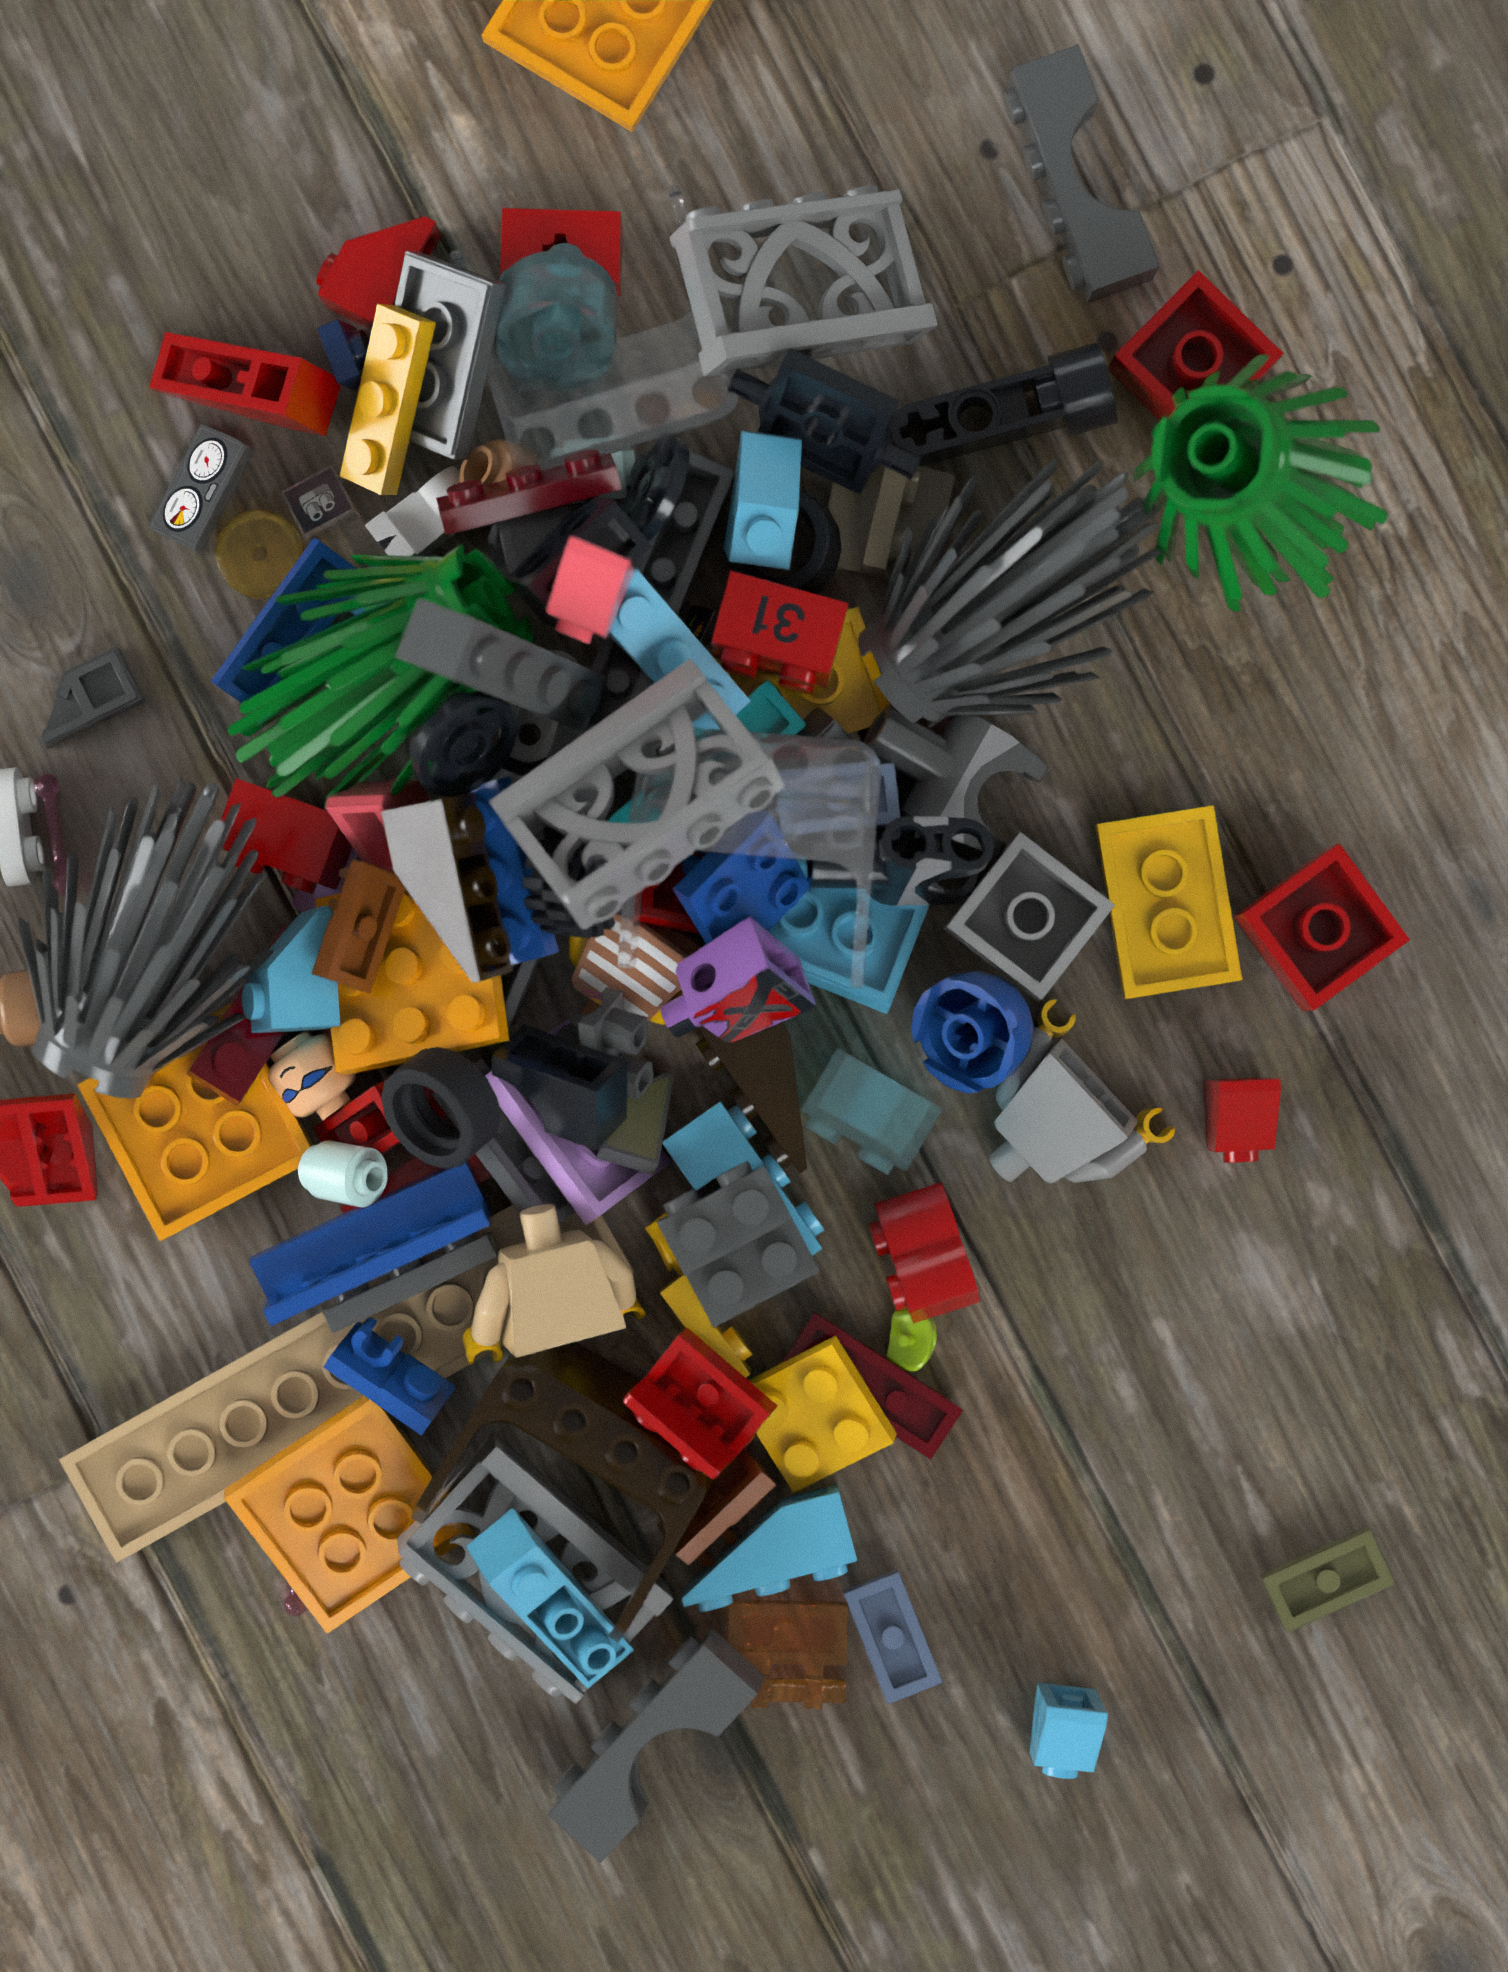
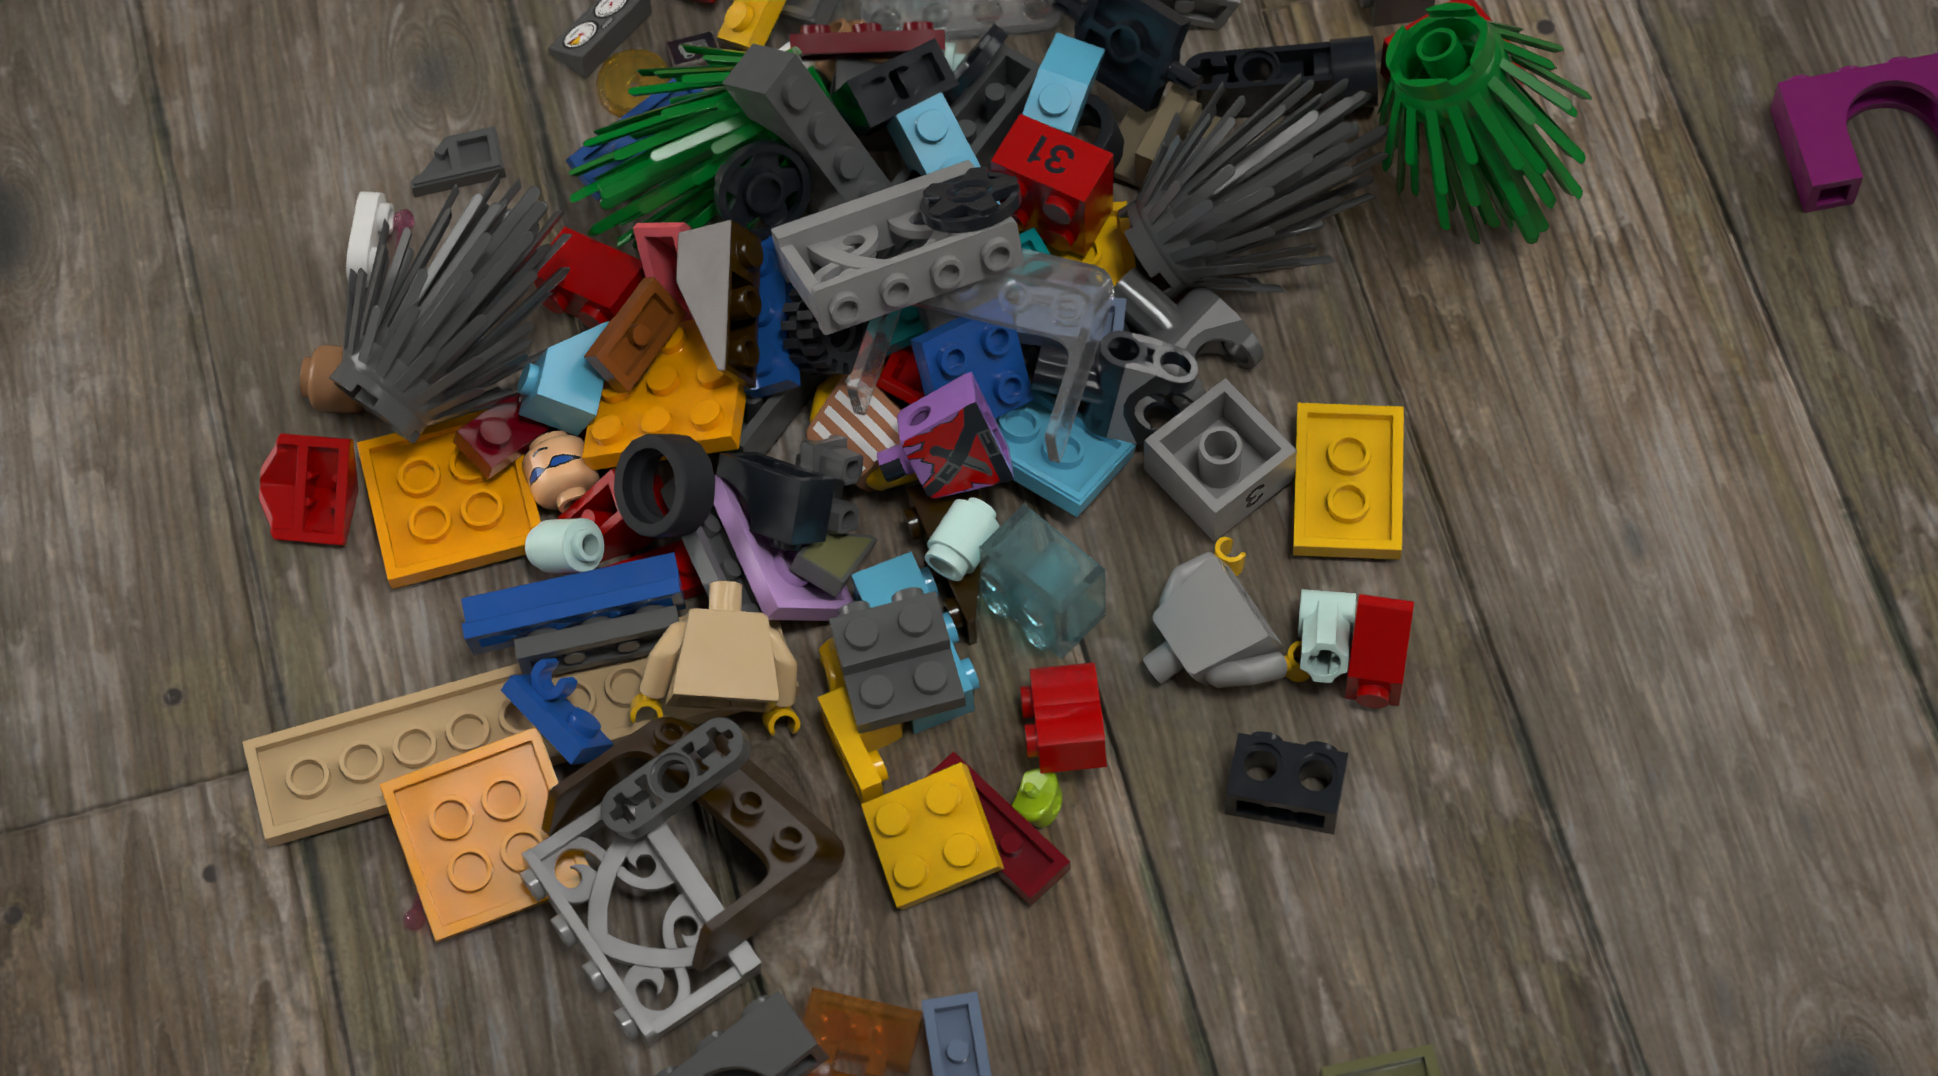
camera: 10 degrees right, 25 degrees down
(524, 1491) = (700, 741): none -> dark grey beam
(547, 1597) = (648, 929): medium azure slope -> none
(588, 590) = (897, 75): coral slope -> none
(699, 1404) = (832, 788): red bracket -> none
(709, 730) = (970, 201): none -> black wheel
(728, 1499) = (842, 891): dark orange plate -> none
(776, 1088) = (958, 537): none -> light aqua brick
(789, 1541) = (878, 946): medium azure slope -> none
(973, 1030) = (1149, 535): blue cylinder -> none
(1168, 1287) = (1283, 796): none -> black brick
(1178, 1083) = (1325, 630): none -> light aqua piece
(1321, 928) = (1480, 516): red brick -> none

